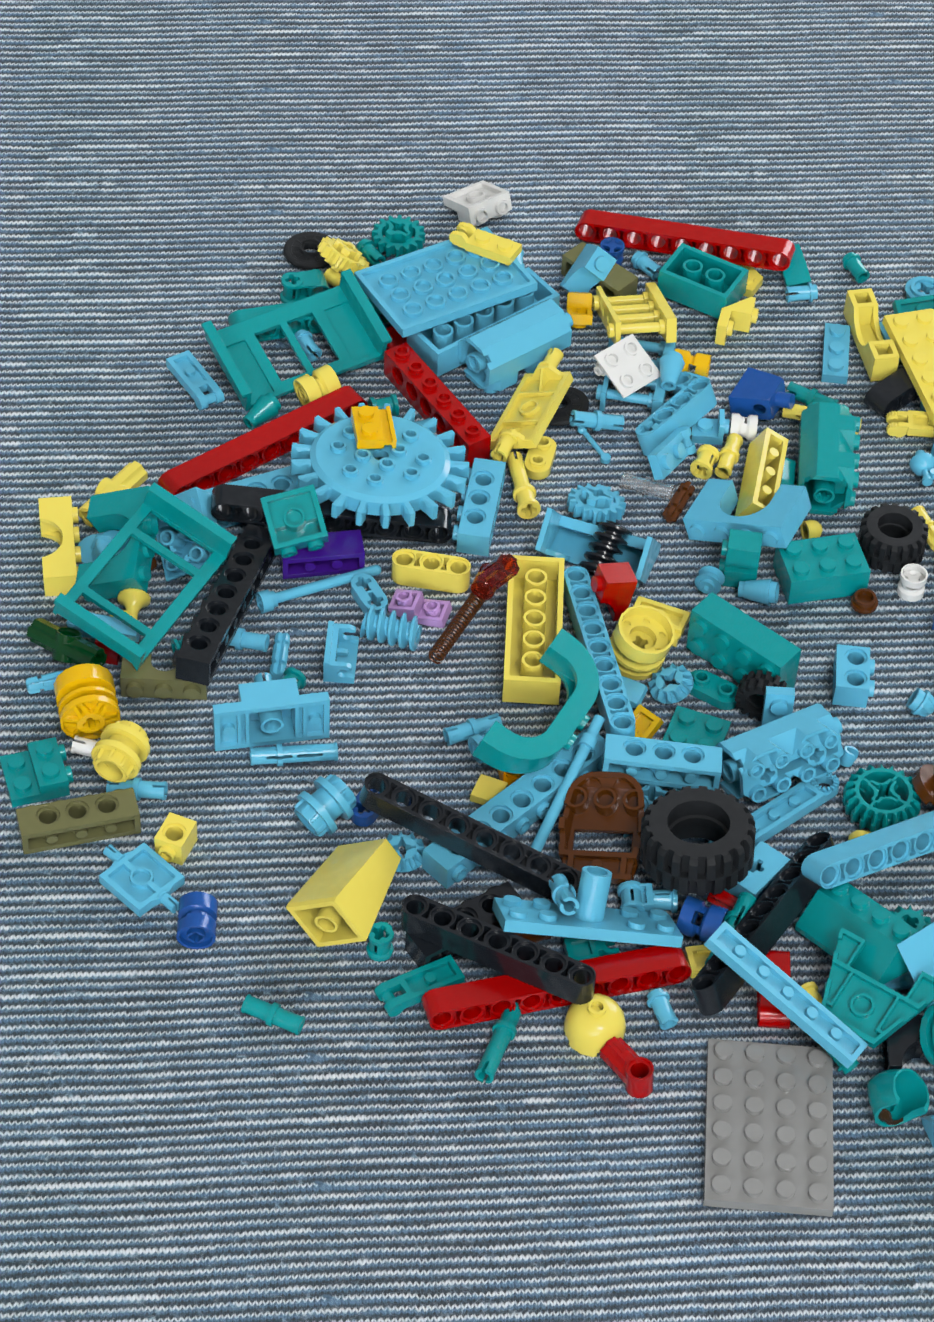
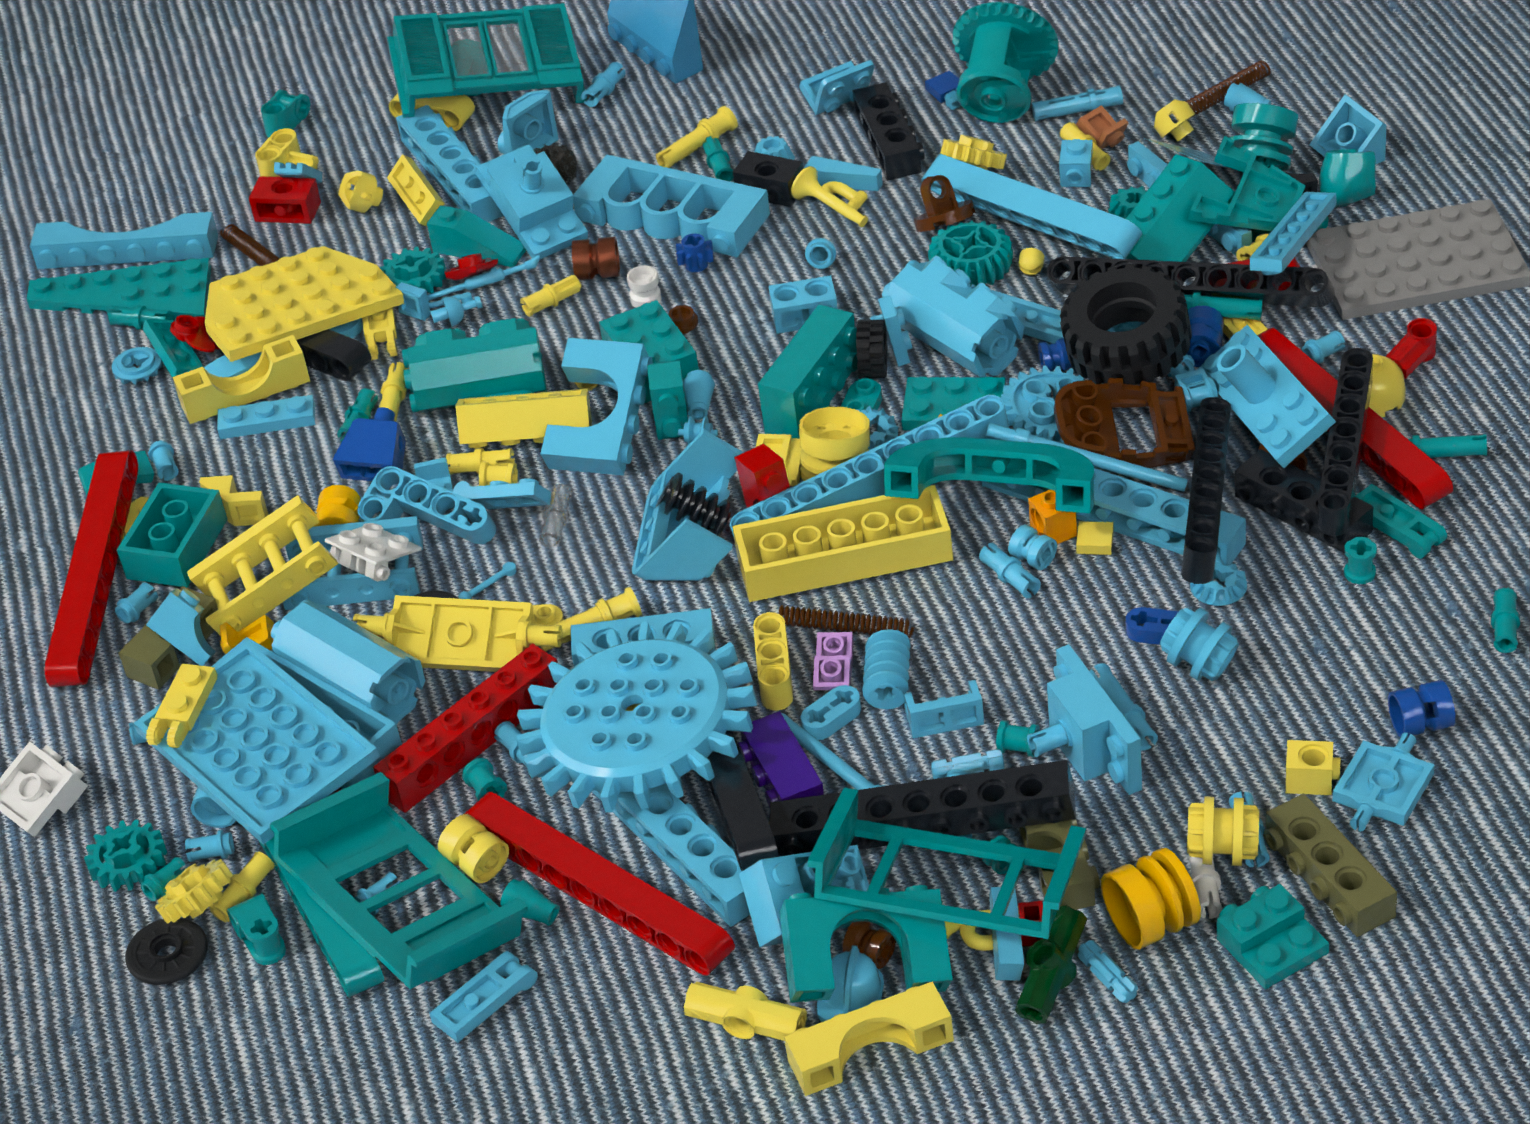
camera: 95 degrees left, 5 degrees down
(294, 521) = (779, 756): teal plate -> none
(345, 893) = (1318, 582): light yellow slope -> none
(373, 427) = (592, 712): yellow plate -> none
(494, 575) = (786, 585): clear red piece -> none
(563, 894) = (1255, 398): medium azure pin -> none
(596, 420) = (455, 577): medium azure pin -> none
(596, 503) = (608, 543): medium azure gear -> none
(614, 247) = (114, 636): blue wheel -> none
(663, 761) = (1021, 379): medium azure brick -> none
(671, 366) = (369, 509): medium azure cone -> none
(678, 502) = (579, 487): reddish brown axle -> none
(744, 426) = (427, 448): white wheel -> none
(852, 262) = (104, 425): teal pin -> none
(892, 537) = (580, 301): black tyre -> none

